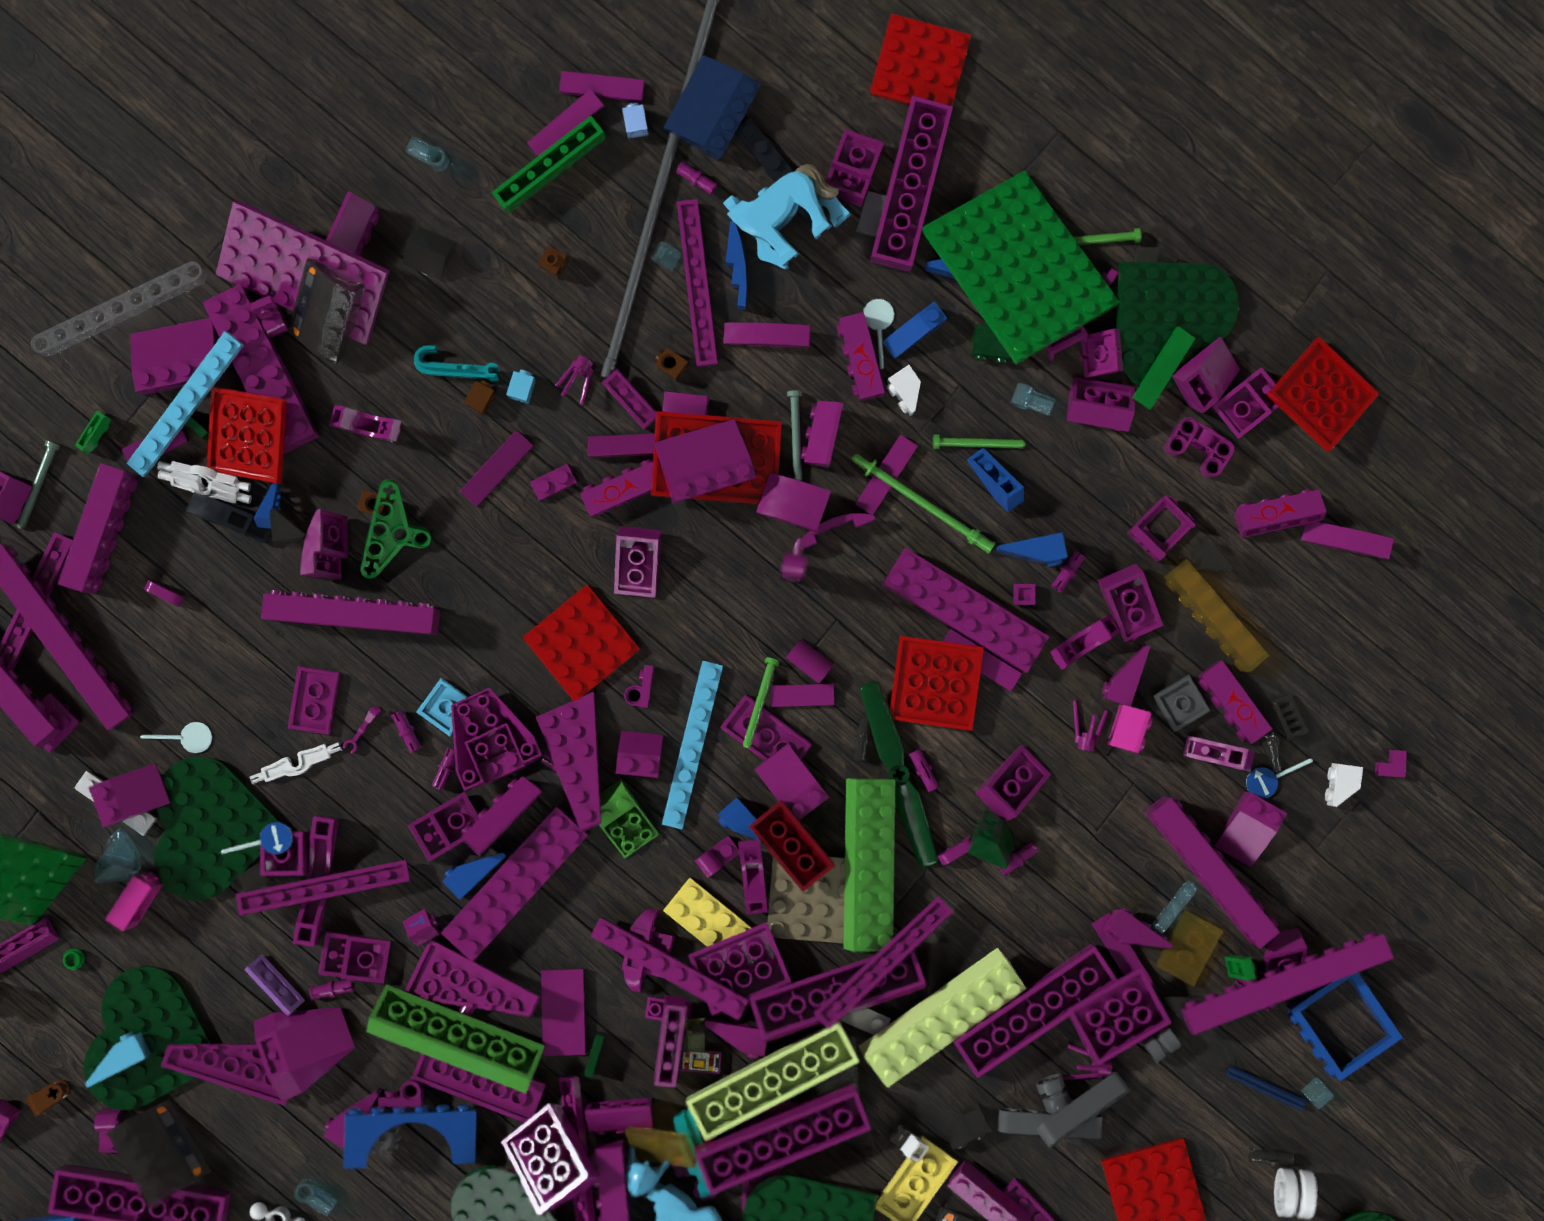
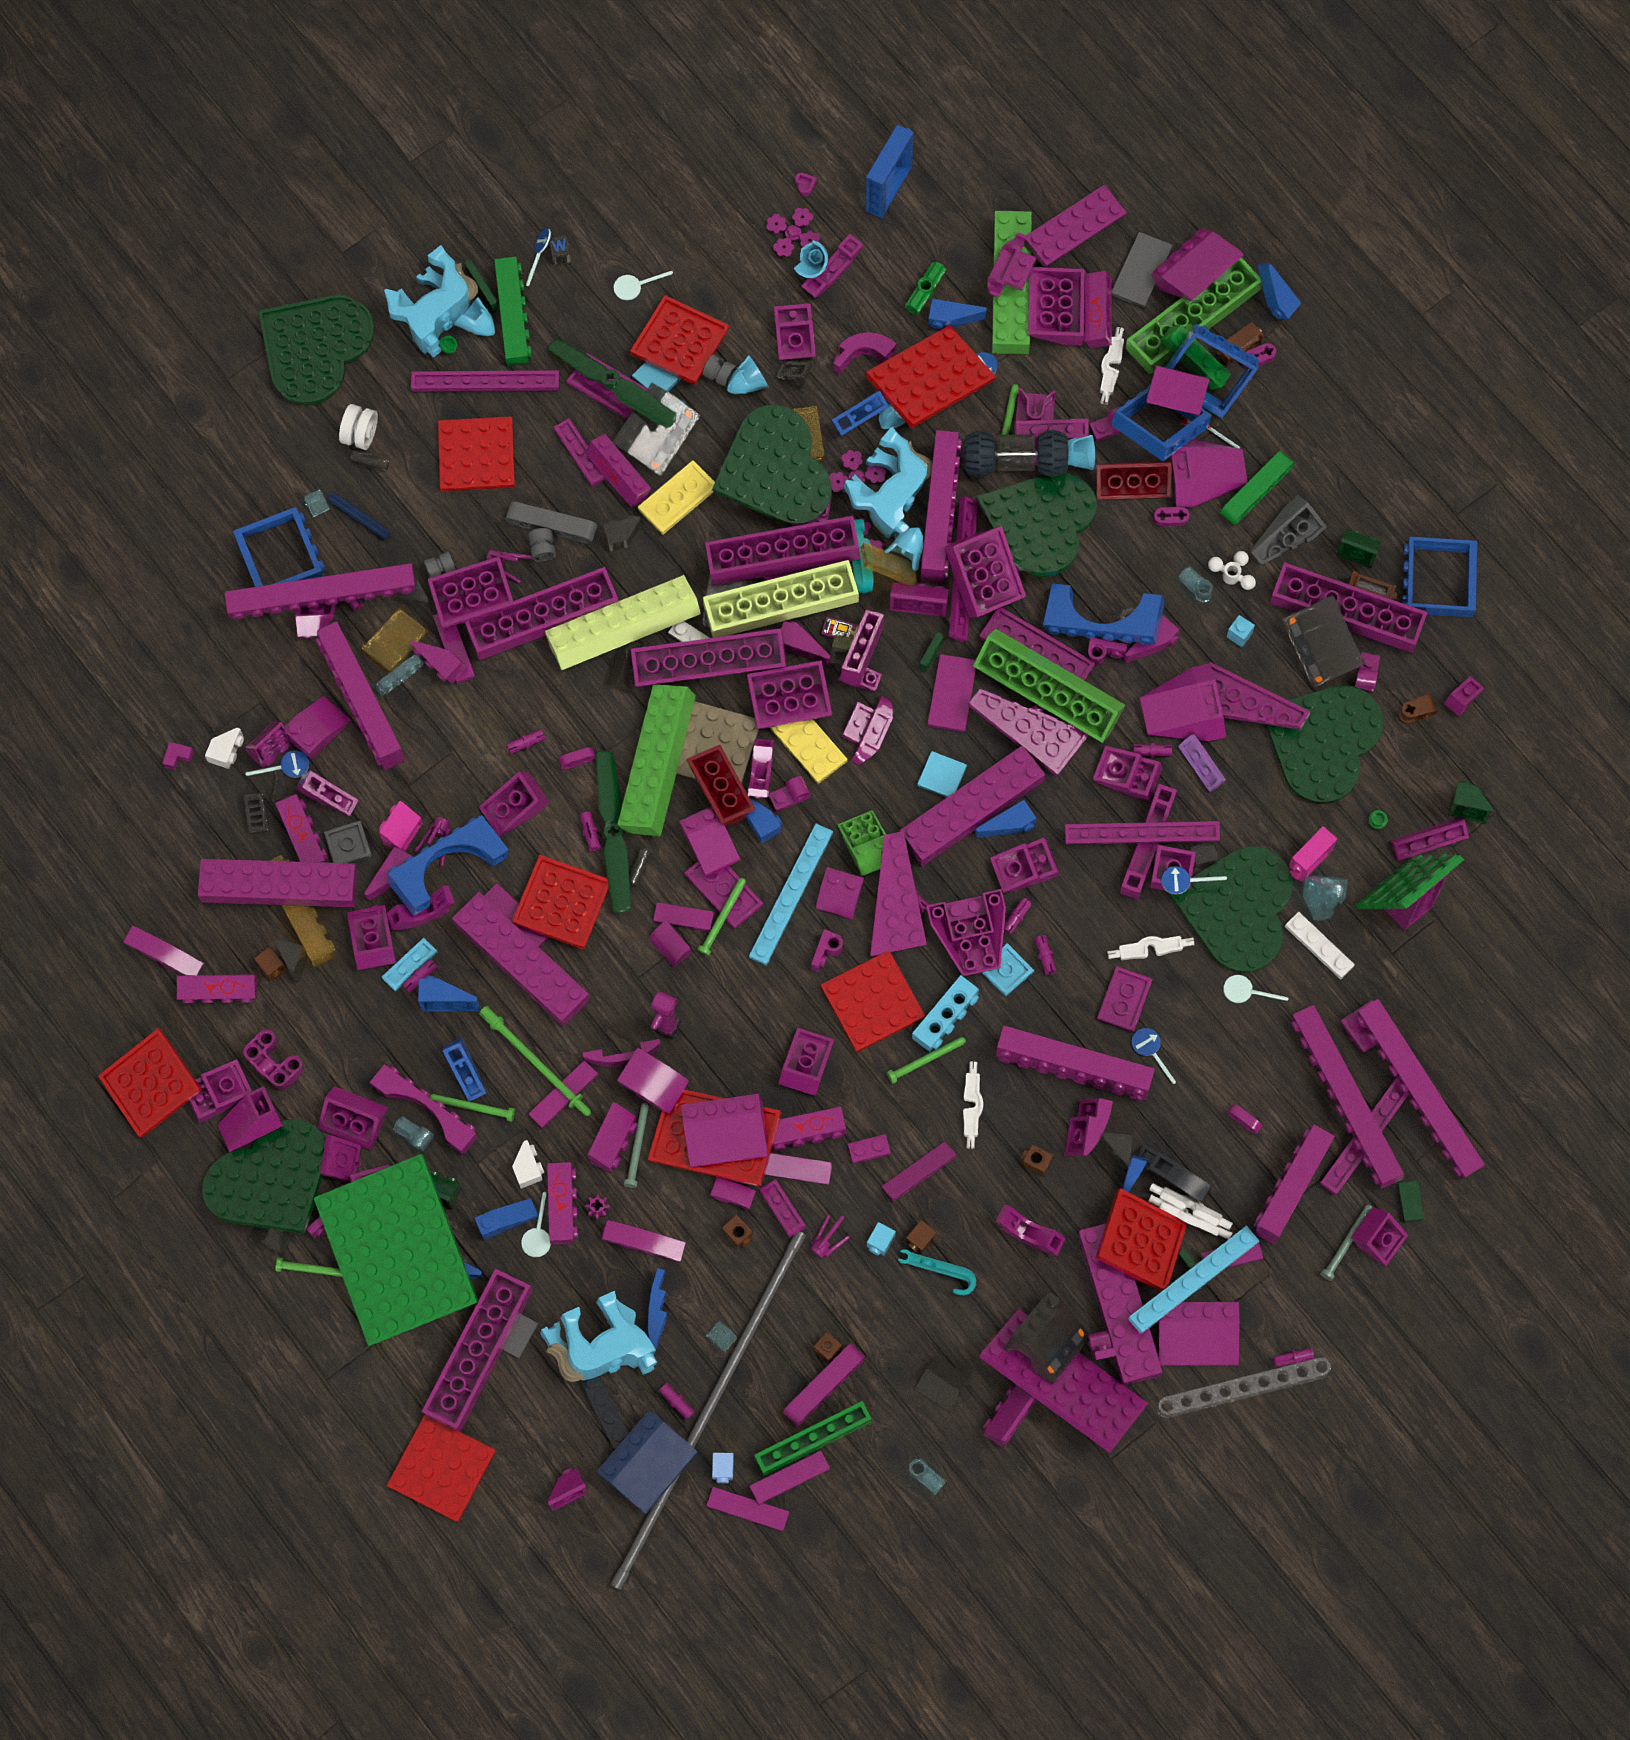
camera: 165 degrees left, 15 degrees down
(73, 351) = (1294, 1357): none -> magenta axle
(96, 427) = (1287, 1277): green plate -> none
(122, 1055) = (1340, 728): medium azure slope -> none
(129, 795) = (1302, 944): magenta slope -> none
(256, 1149) = (1240, 631): none -> medium azure brick
(282, 657) = (1147, 1043): none -> blue piece
(371, 716) = (1073, 976): magenta piece -> none
(388, 541) = (1030, 1121): green beam -> none
(421, 927) = (1062, 784): magenta brick -> none
(454, 540) = (972, 1114): none -> white piece
(490, 675) = (961, 988): none -> medium azure brick
(500, 815) = (972, 861): magenta slope -> none
(543, 565) = (925, 1059): none -> bright green bar
(549, 224) = (824, 1384): none -> magenta beam
(556, 913) = (941, 775): none -> medium azure tile
(670, 968) = (850, 706): magenta plate -> none
(697, 283) = (697, 1303): magenta plate -> none
(785, 63) = (567, 1489): none -> magenta slope
(826, 355) = (593, 1203): none -> magenta gear
(854, 166) = (527, 1381): magenta slope -> none
(883, 963) = (662, 672): magenta plate -> none
(908, 1142) = (676, 529): leg -> none
(988, 409) = (392, 1085): none -> magenta arch
(992, 840) = (545, 757): dark green slope -> none
(1023, 594) = (464, 963): magenta plate -> none
(1046, 735) = (474, 838): none -> blue arch
(1082, 583) = (408, 963): none -> medium azure tile
(1083, 1109) = (520, 525): dark grey beam -> none
(1148, 541) = (340, 989): magenta window -> none
(1163, 368) = (288, 1133): green tile -> none
(1231, 549) = (270, 964): none -> reddish brown brick
(1240, 967) = (356, 613): green plate -> none
(1246, 635) = (277, 883): none -> magenta brick
(1297, 794) = (268, 744): none -> magenta slope

